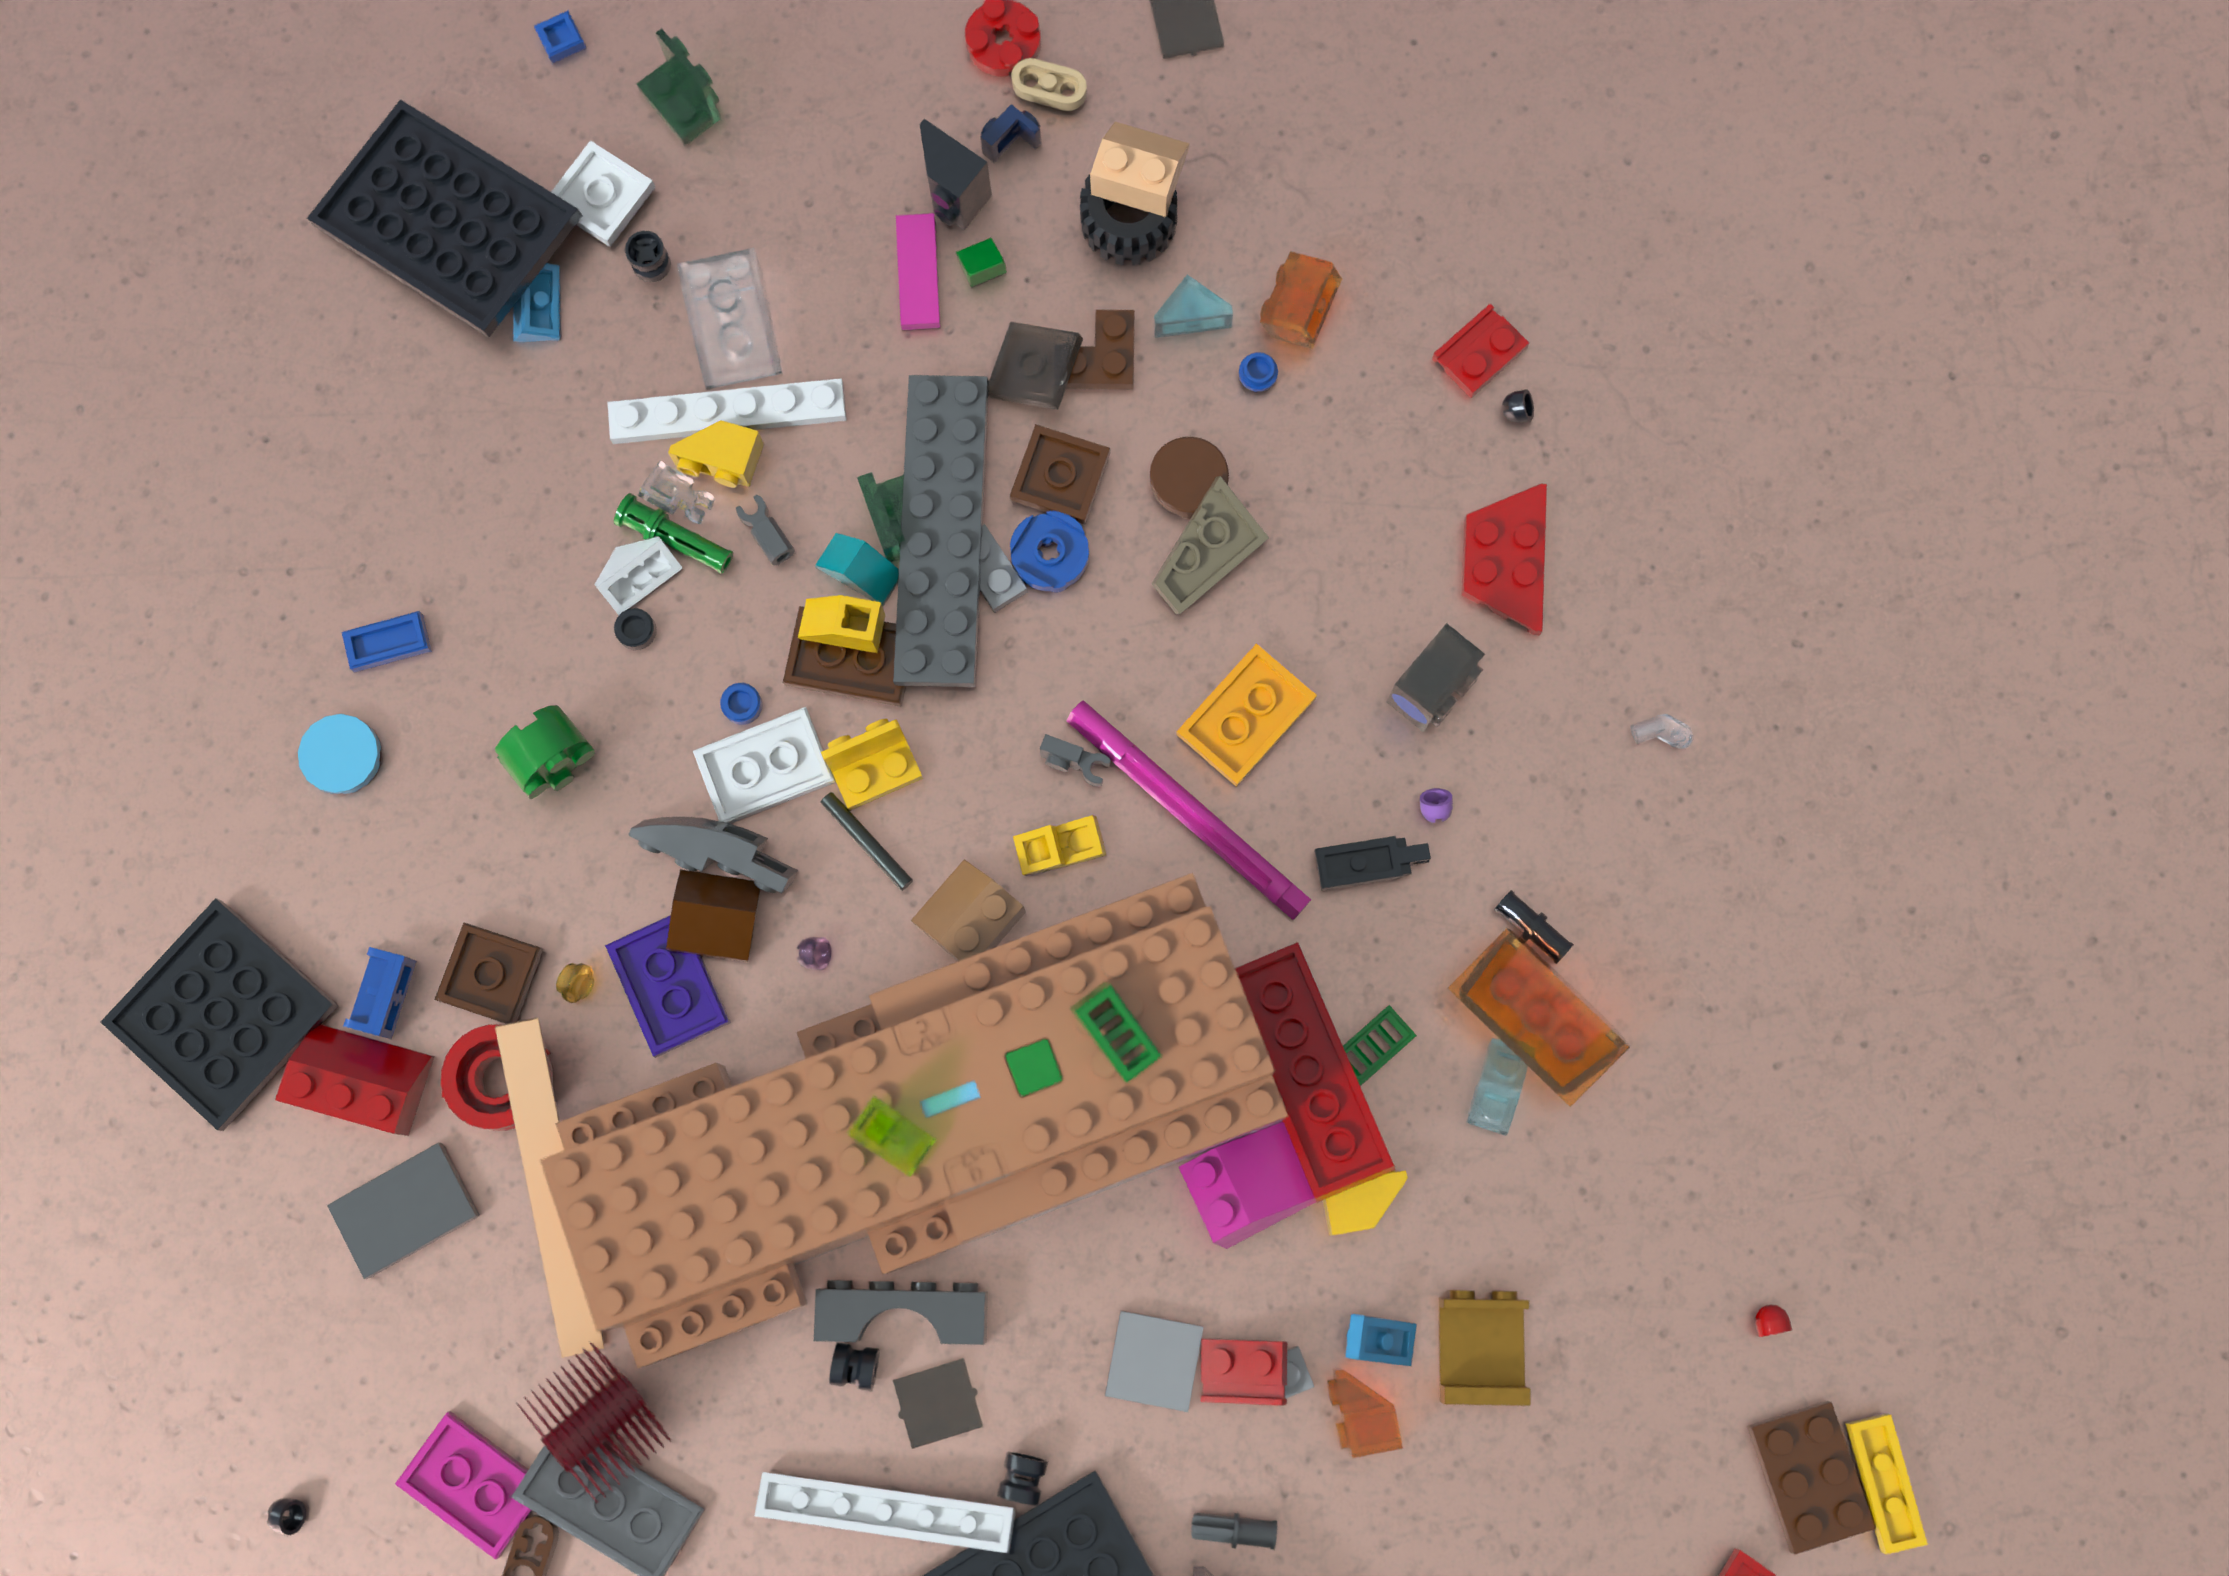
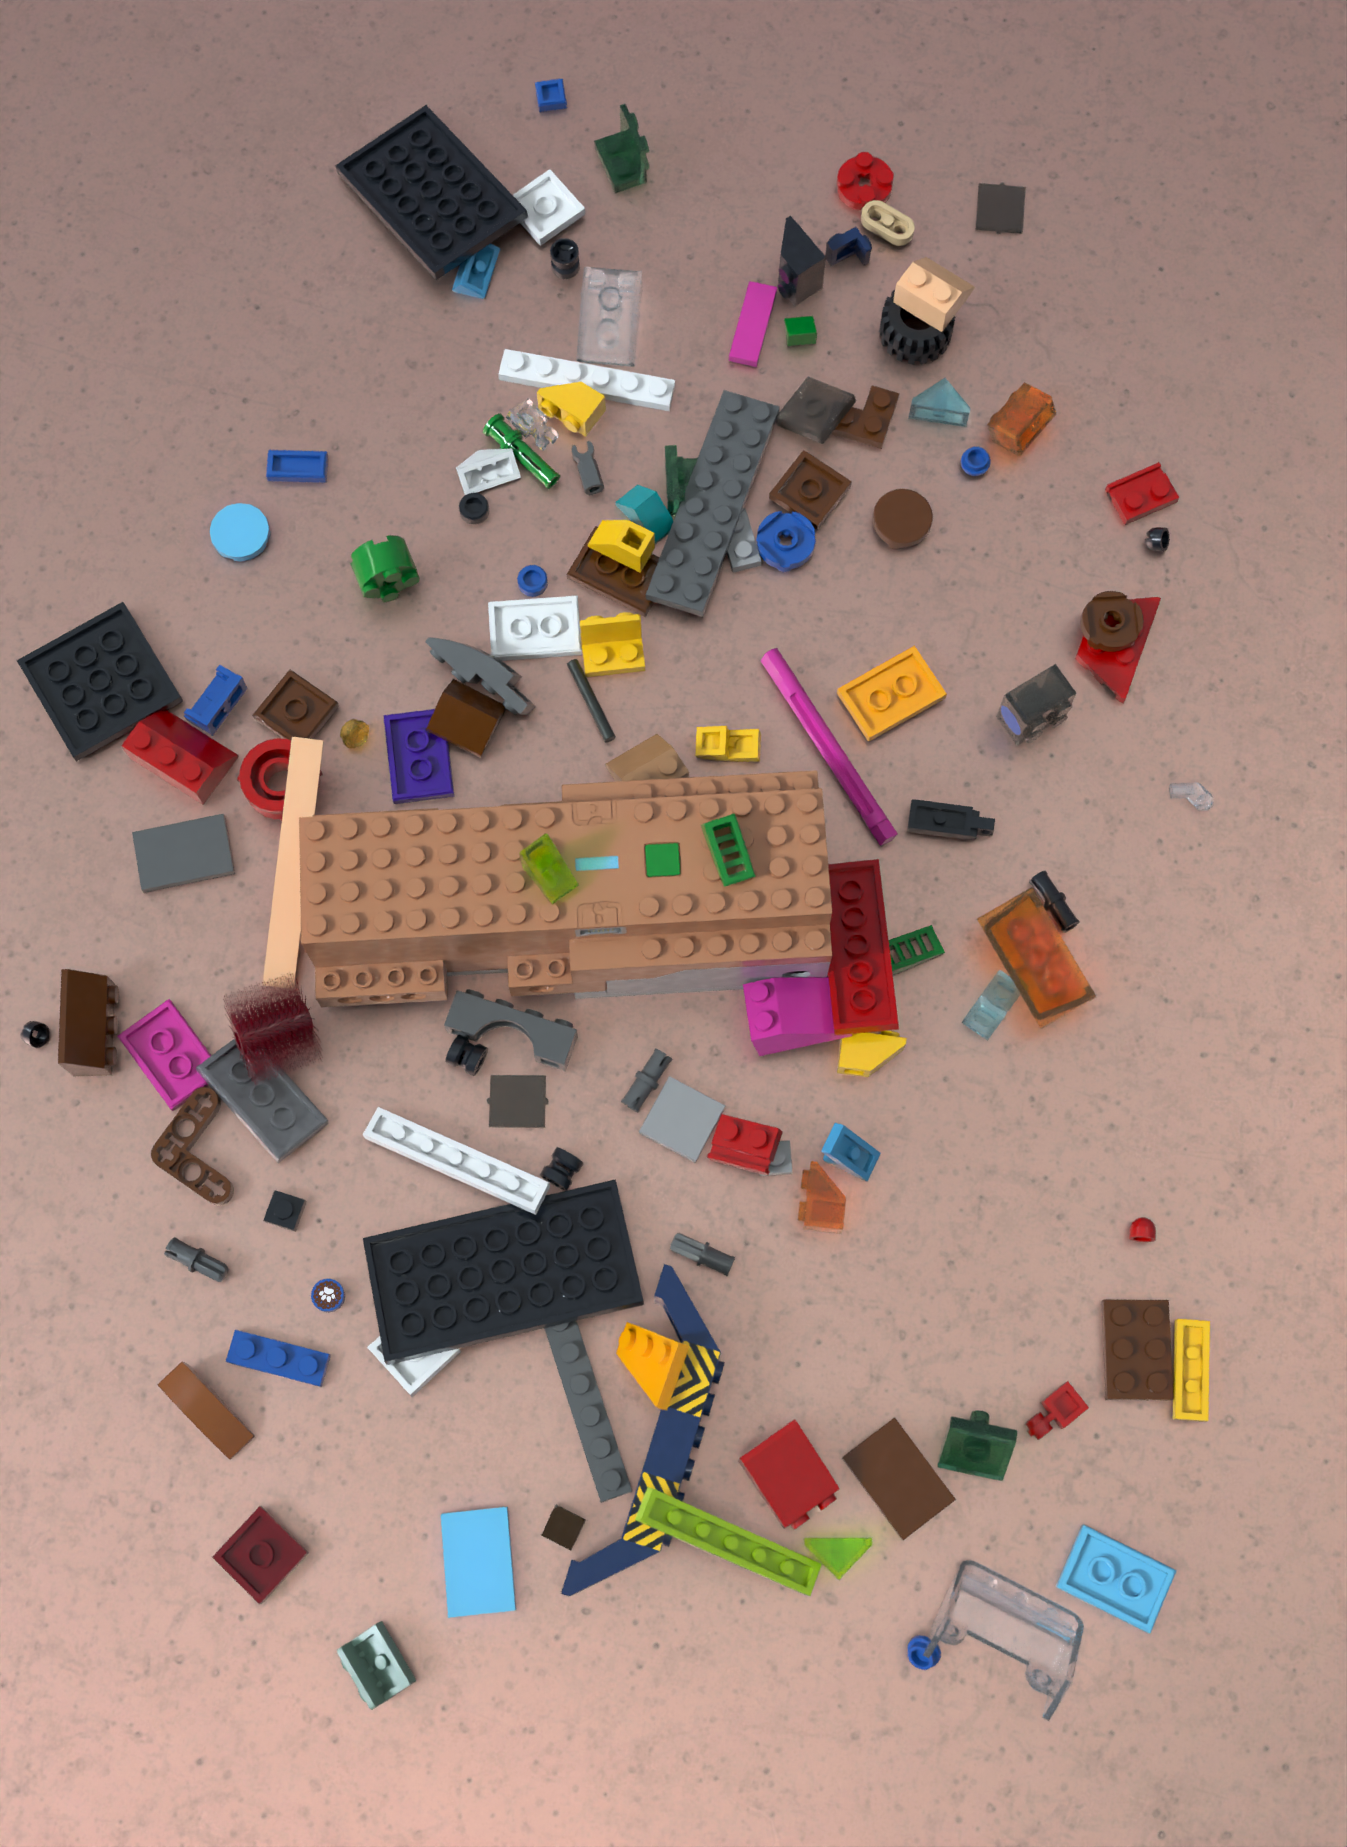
camera: 15 degrees right, 5 degrees down
(349, 1486) = (87, 1023): none -> reddish brown slope
(822, 953) = (535, 764): clear purple hinge -> none
(1063, 755) = (753, 682): dark grey plate -> none
(1093, 1326) = (646, 1080): none -> dark grey pin
(1209, 547) = (901, 570): dark tan wing -> none
(1436, 804) = (1009, 795): medium lavender hinge -> none
(1482, 1349) = (923, 1183): pearl gold panel -> none
(1504, 517) = (1111, 638): none -> reddish brown plate

